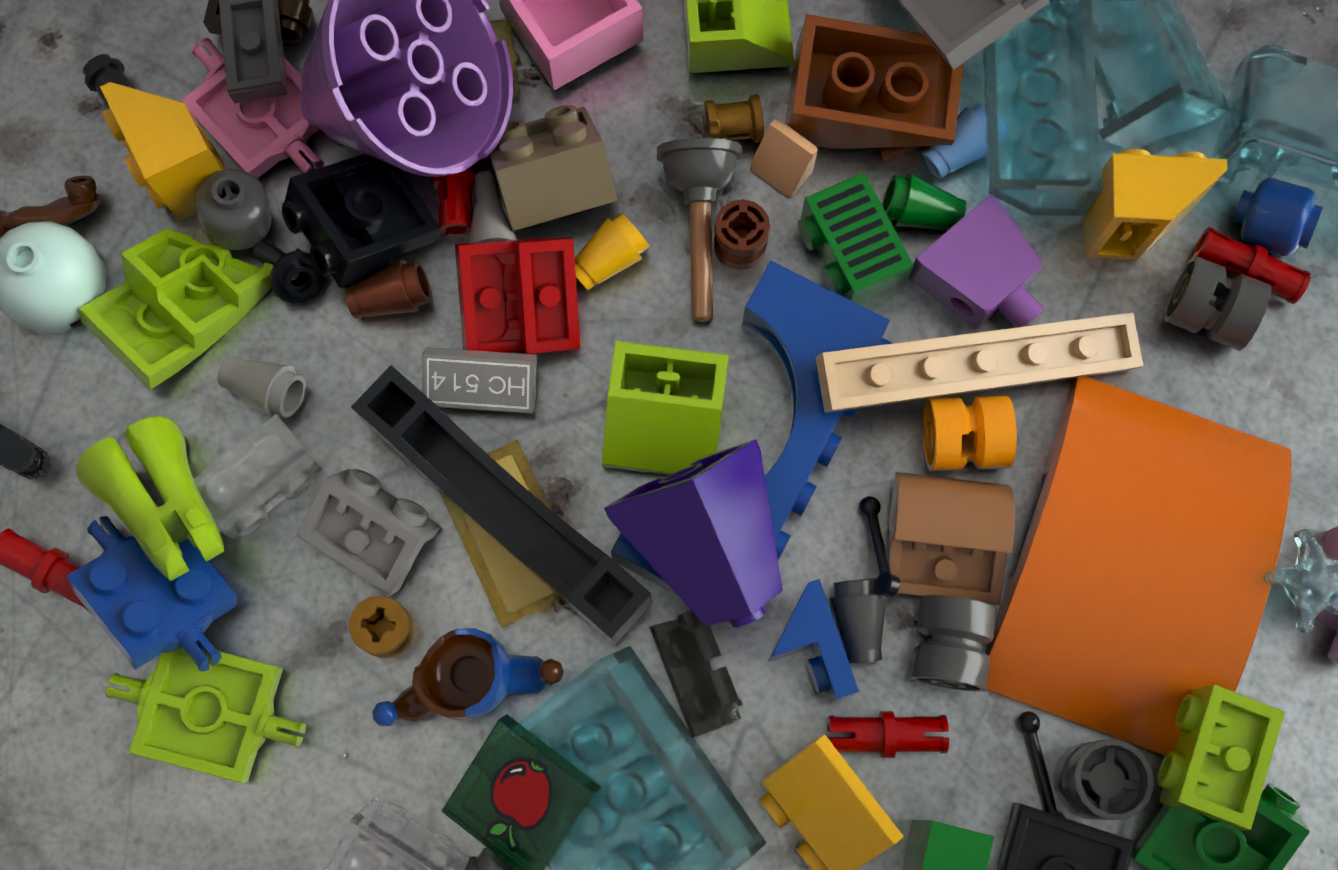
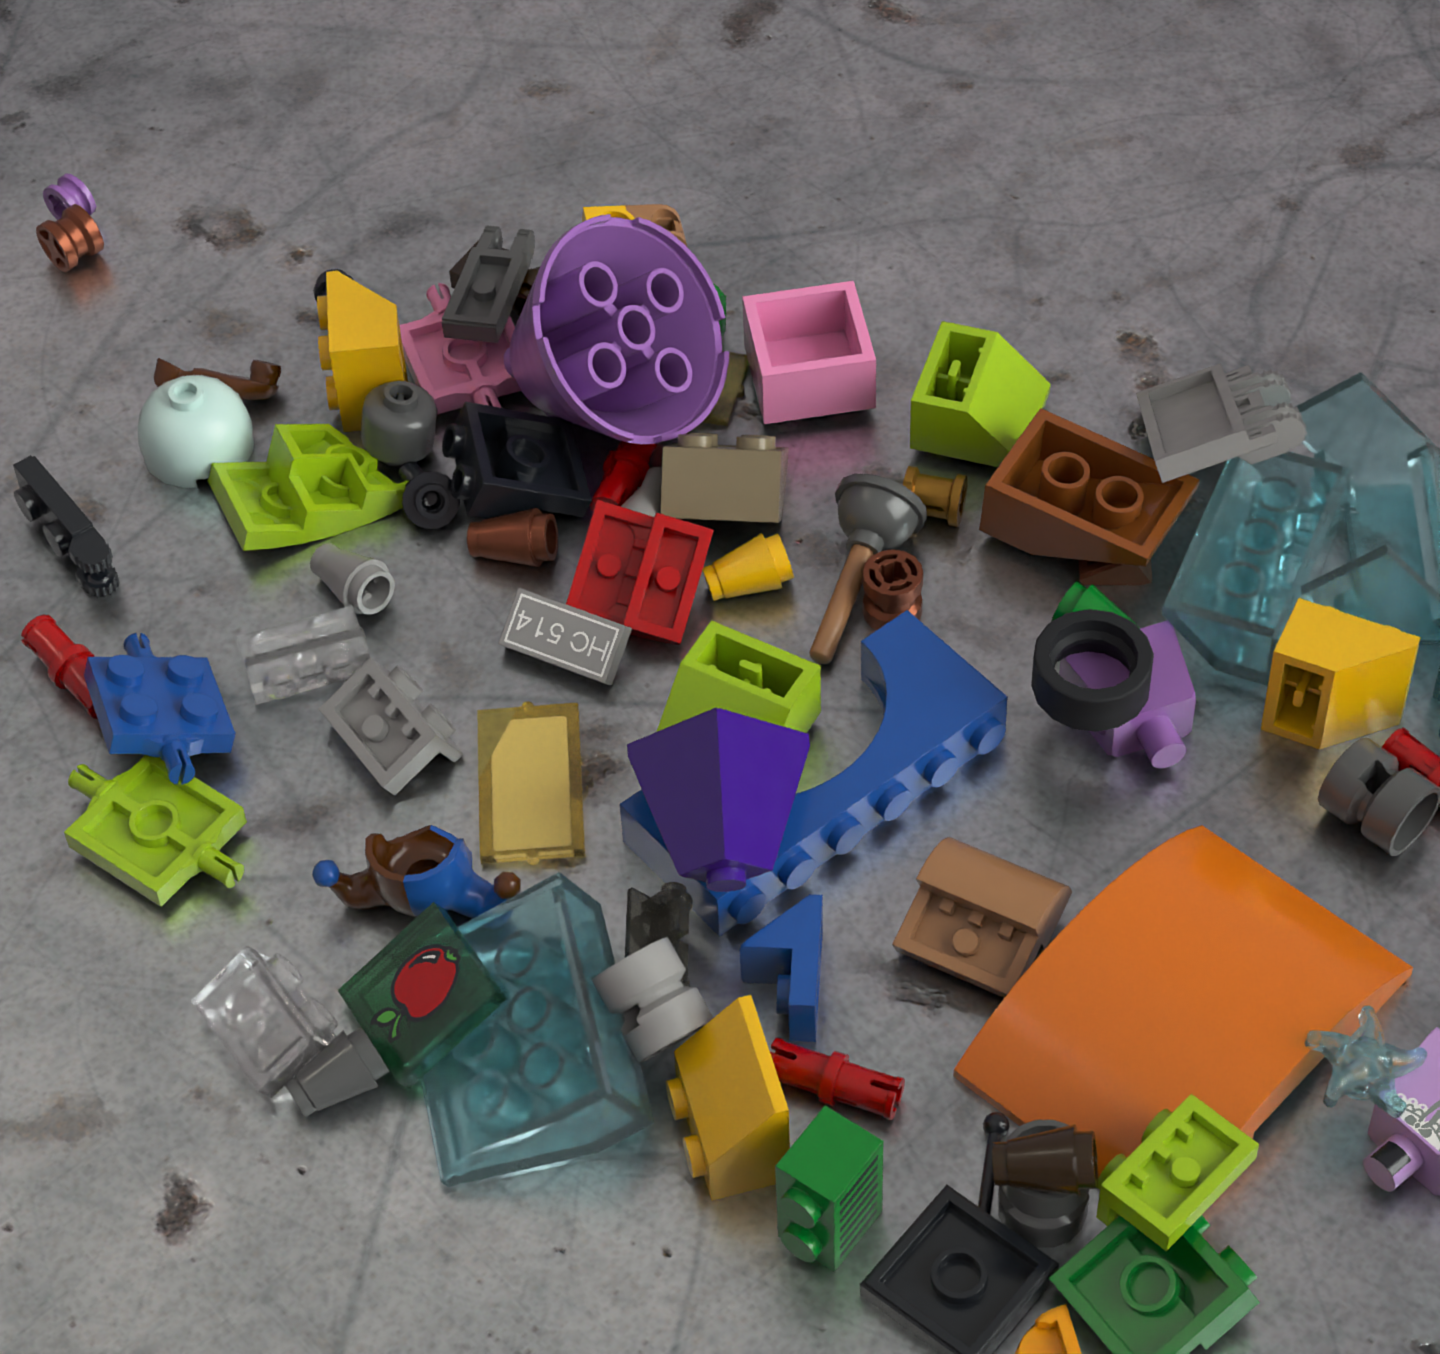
camera: 25 degrees right, 25 degrees down
(162, 451) = (197, 647): lime piece -> none
(393, 630) = (371, 806): pearl gold wheel -> none
(502, 506) = (565, 795): black arch -> none
(724, 746) = (652, 999): none -> light grey wheel
(784, 158) = (971, 543): light nougat slope -> none
(854, 240) = (1005, 616): green brick -> none
(860, 618) = (855, 958): dark grey cone -> none
(886, 583) = (895, 919): black hinge -> none
(954, 643) = (941, 1008): dark grey wheel -> none
(967, 147) = (1151, 584): light blue cone -> none
(972, 432) = (1070, 832): light orange wheel -> none
(977, 240) = (1097, 633): none -> black tyre
(977, 362) = (1089, 762): tan plate -> none
(1129, 796) = (1048, 1161): none -> dark brown cone

